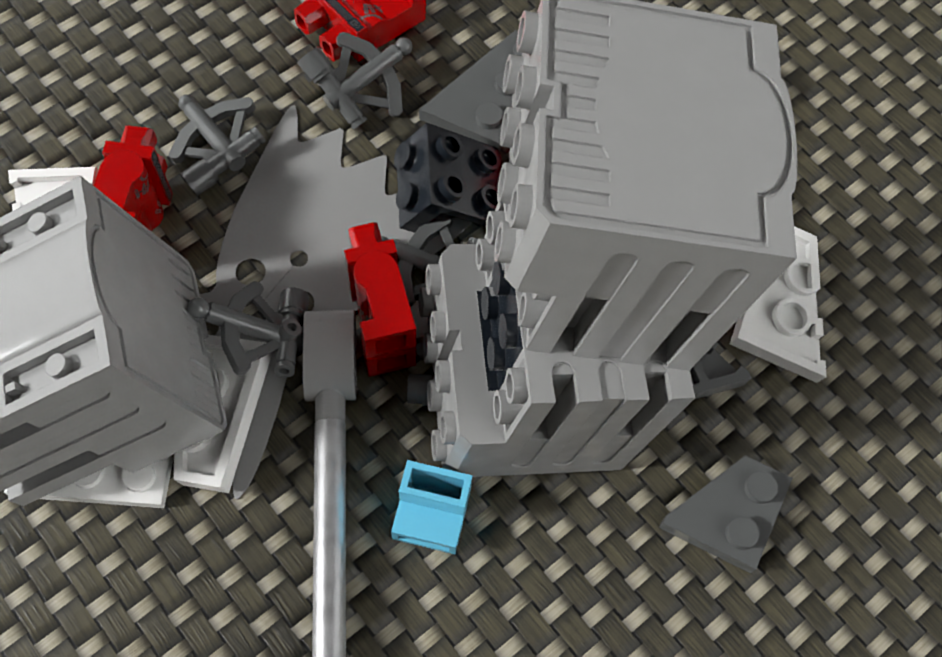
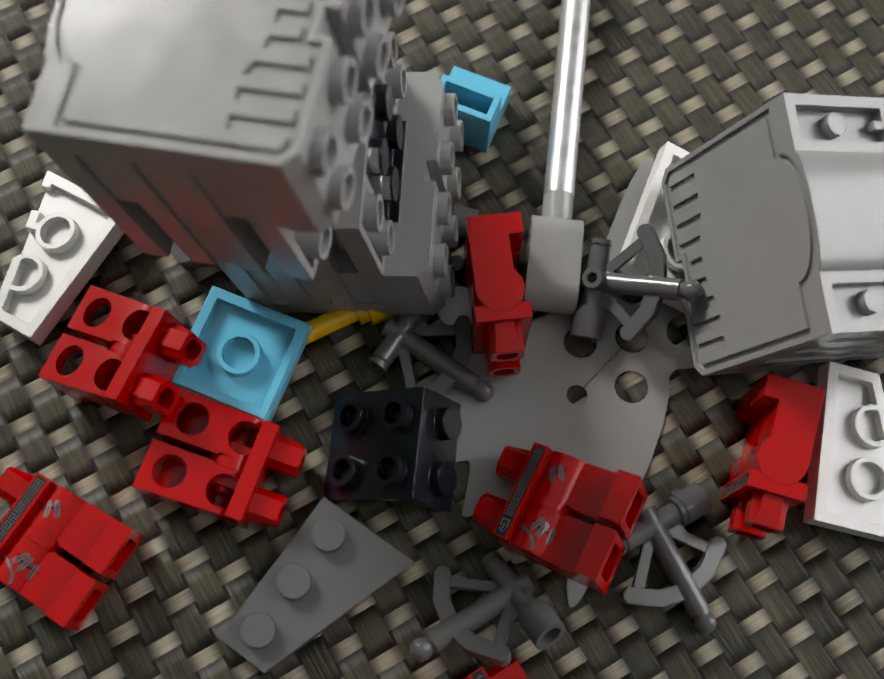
camera: 170 degrees left, 5 degrees up
(304, 142) = (563, 513): none -> red hips

